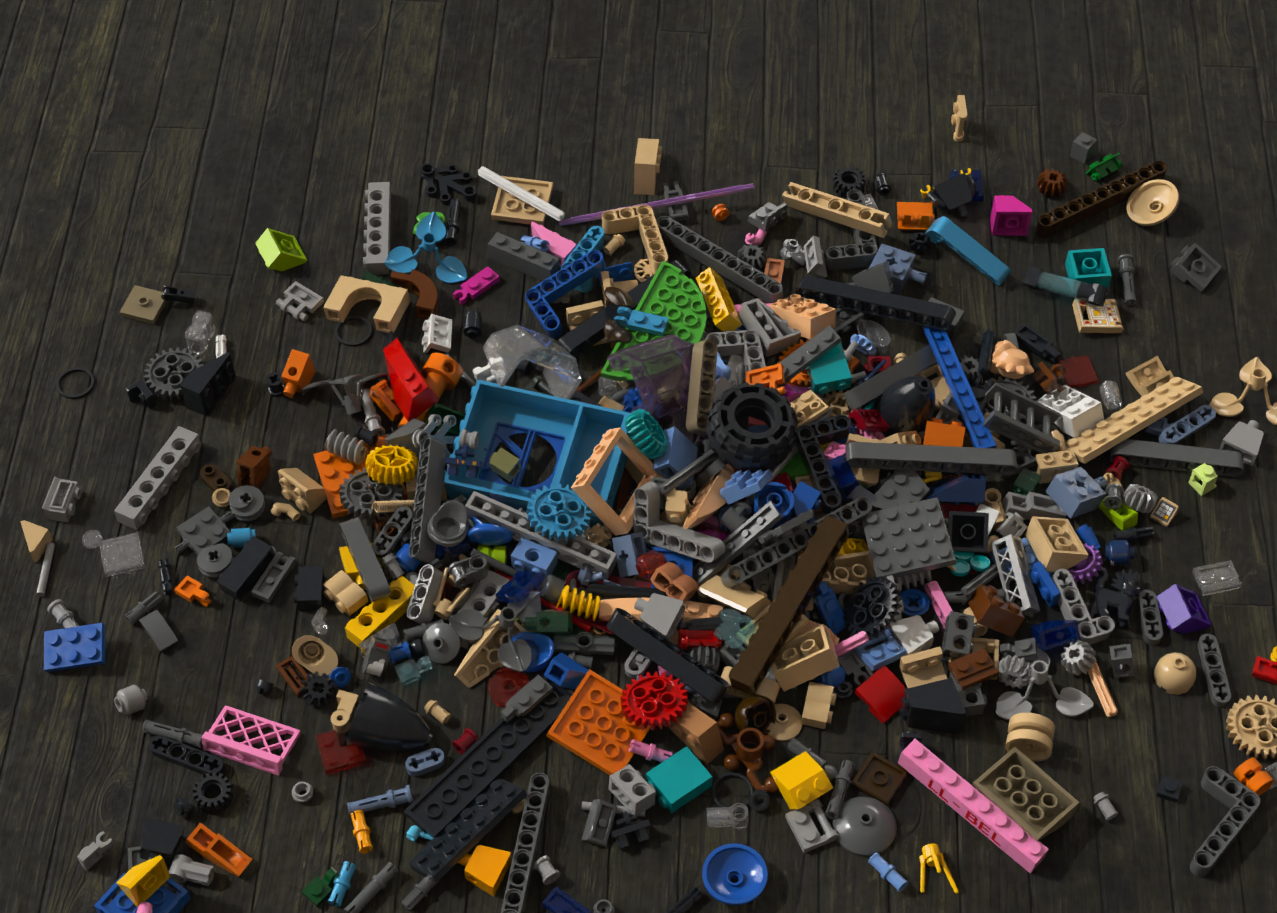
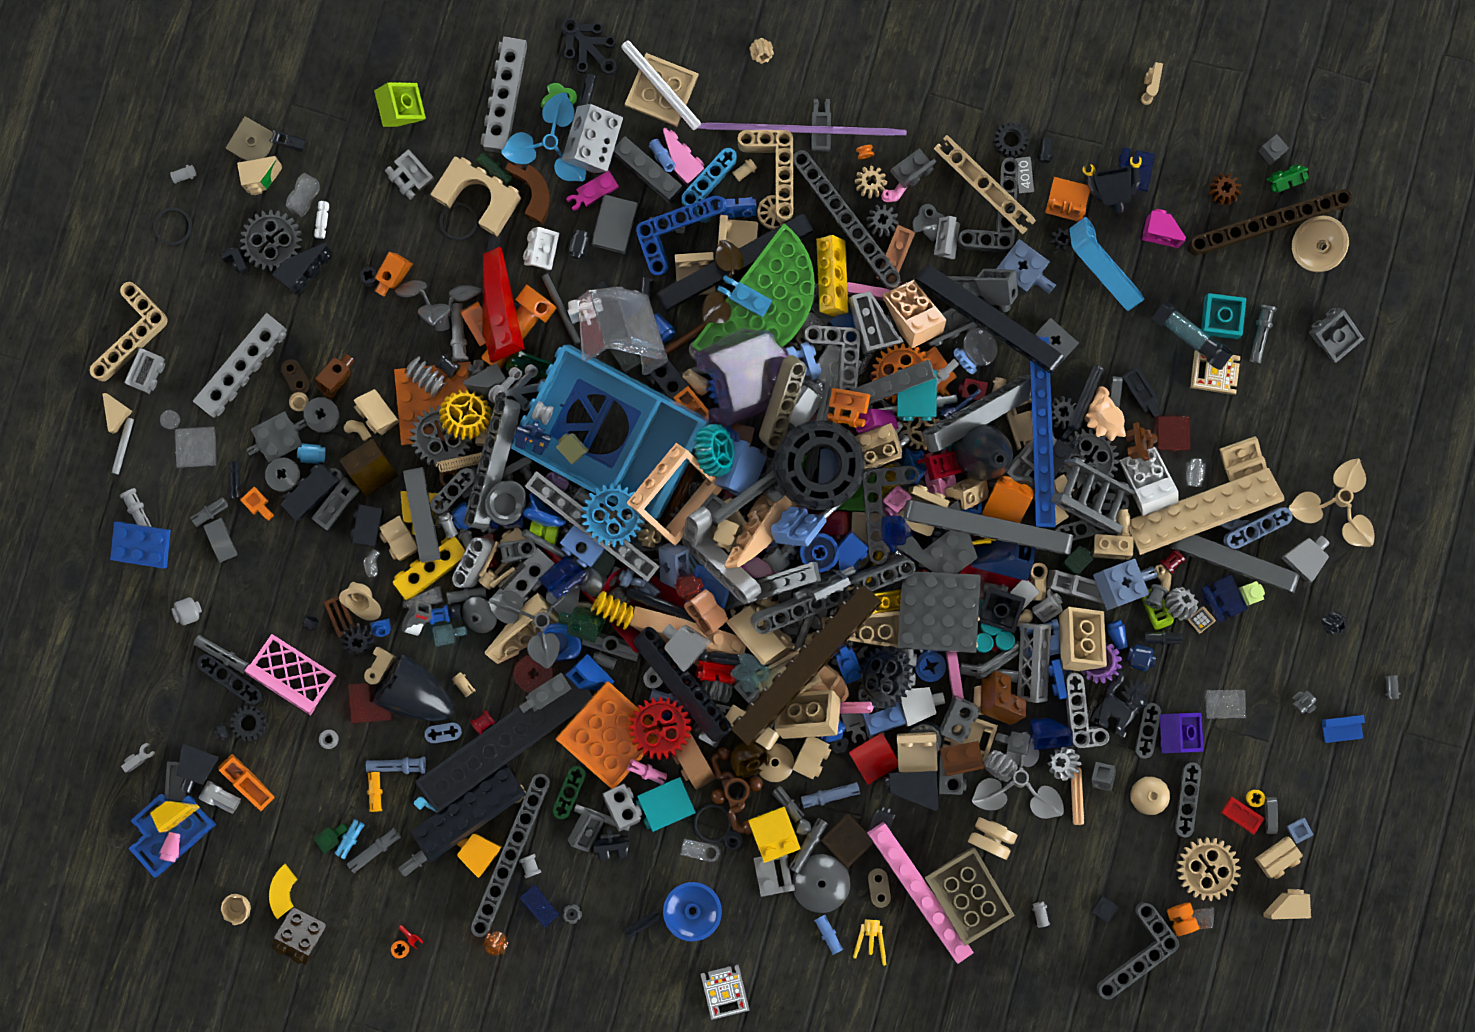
camera: 10 degrees right, 30 degrees up
(61, 461) = (131, 335): none -> tan beam
(81, 338) = (183, 174): none -> light grey pin
(155, 319) = (258, 174): none -> tan slope
(302, 531) = (369, 467): none -> dark brown slope
(467, 239) = (592, 138): none -> light grey piece
(502, 304) = (614, 224): none -> dark grey piece
(568, 783) = (569, 807): none -> dark green beam
(605, 156) = (761, 50): none -> tan gear
(646, 166) = (802, 71): tan wedge -> none
(732, 232) = (866, 176): none -> tan gear
(841, 741) = (823, 797): none -> sand blue pin
(925, 816) = (878, 888): none -> dark tan plate
(1183, 488) = (1229, 595): none -> clear blue plate

